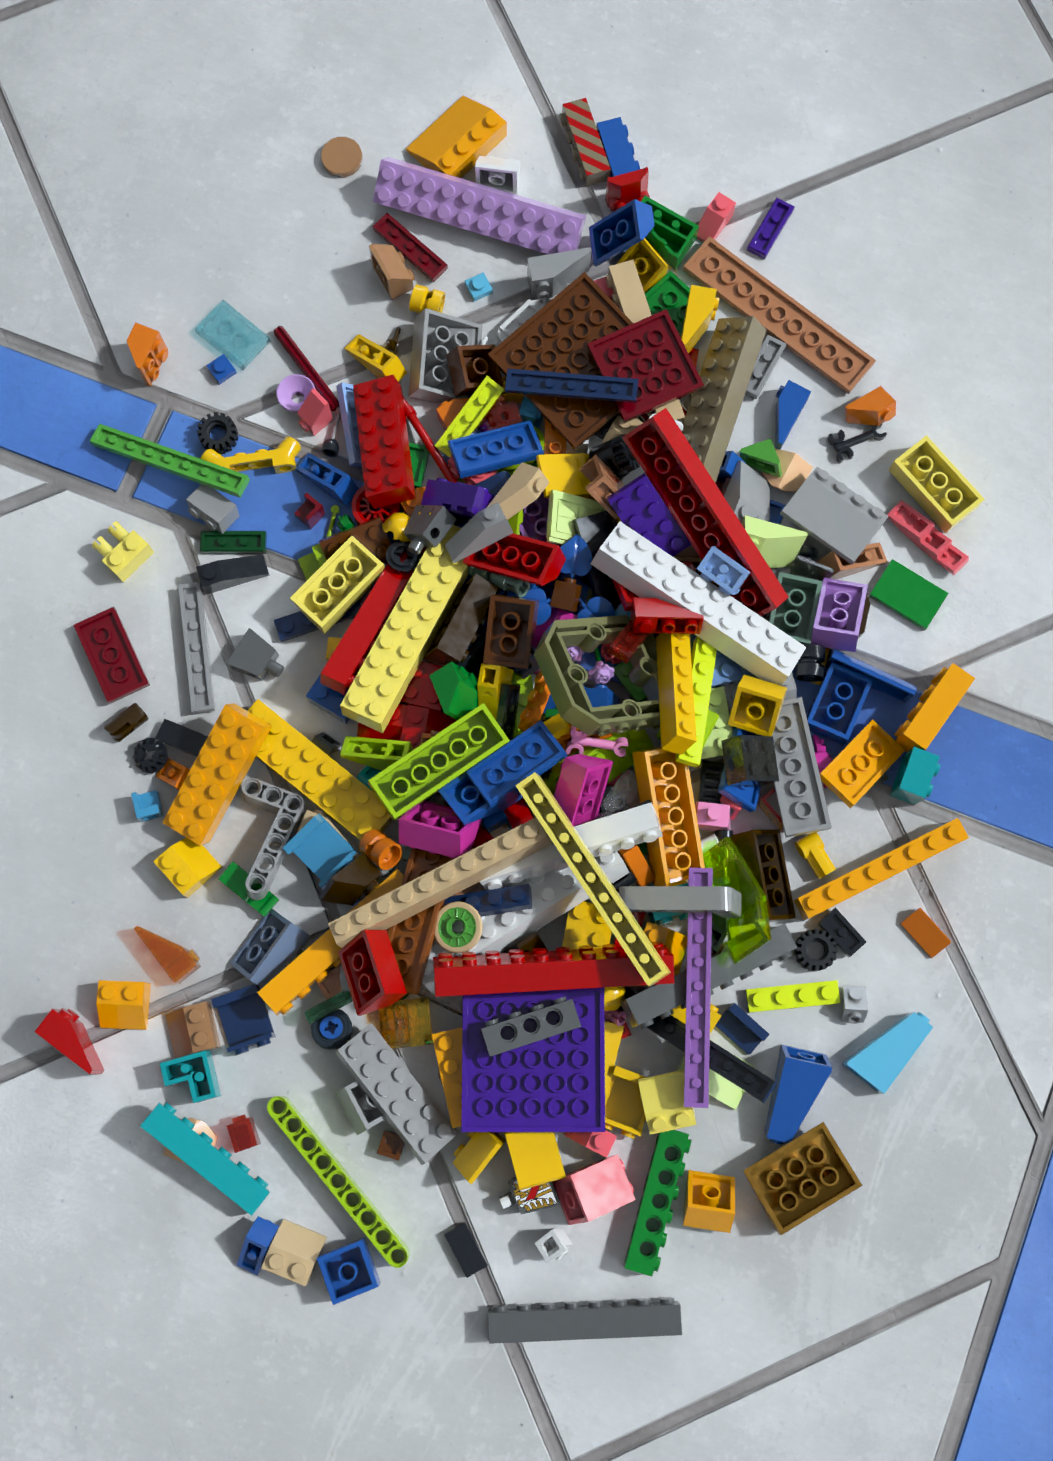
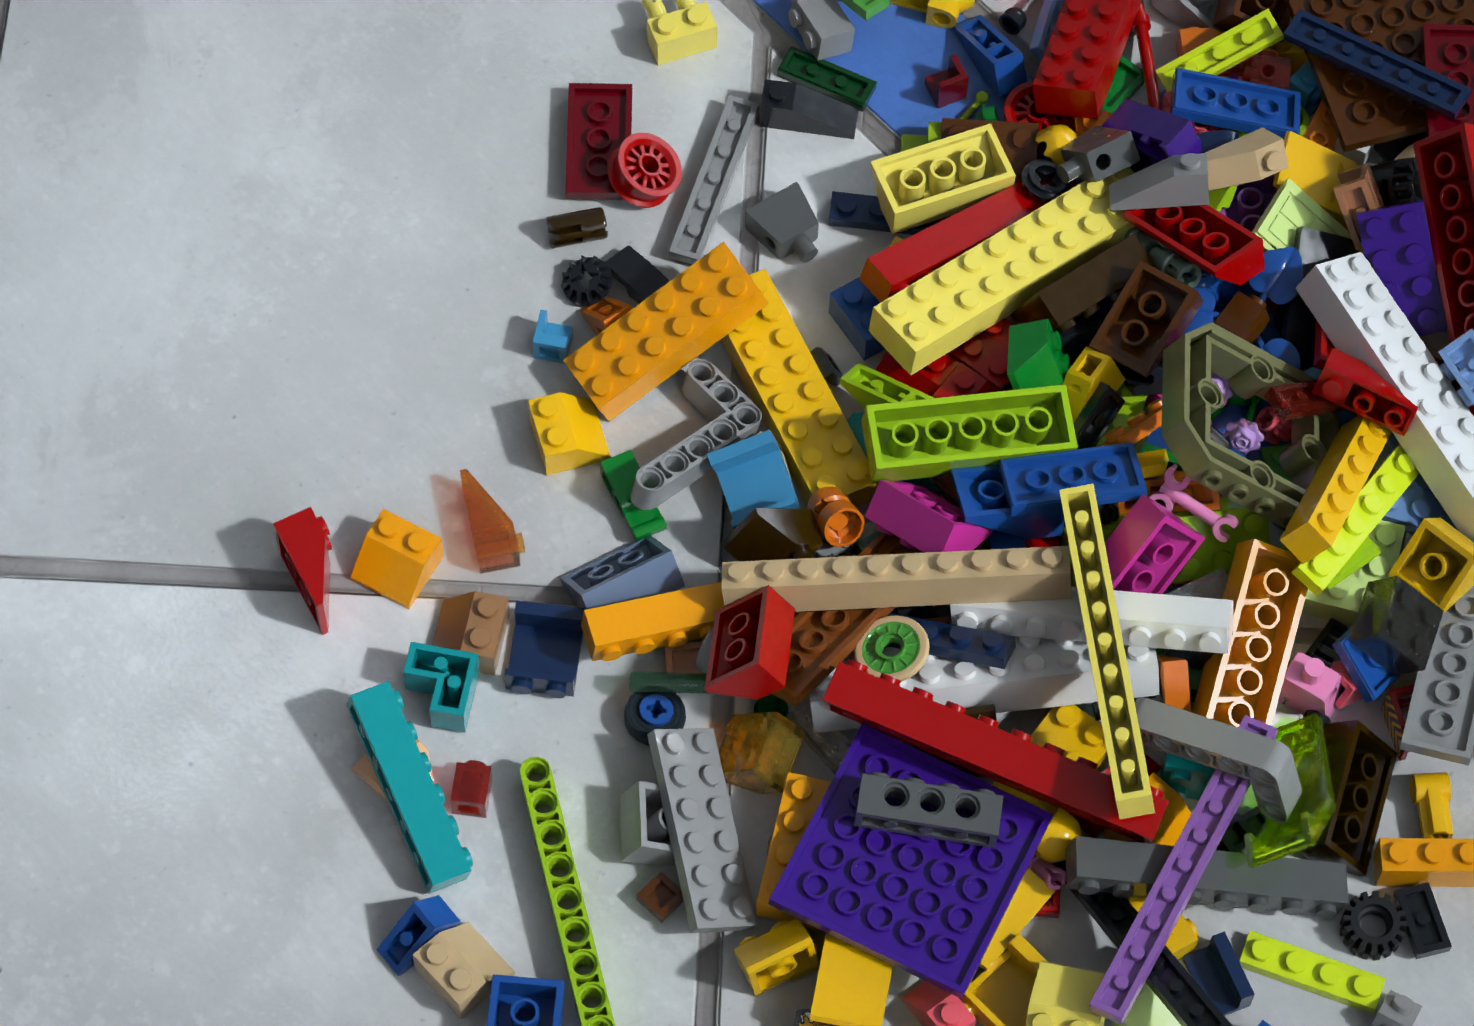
camera: 25 degrees right, 15 degrees down
(137, 659) = (644, 170): none -> red wheel

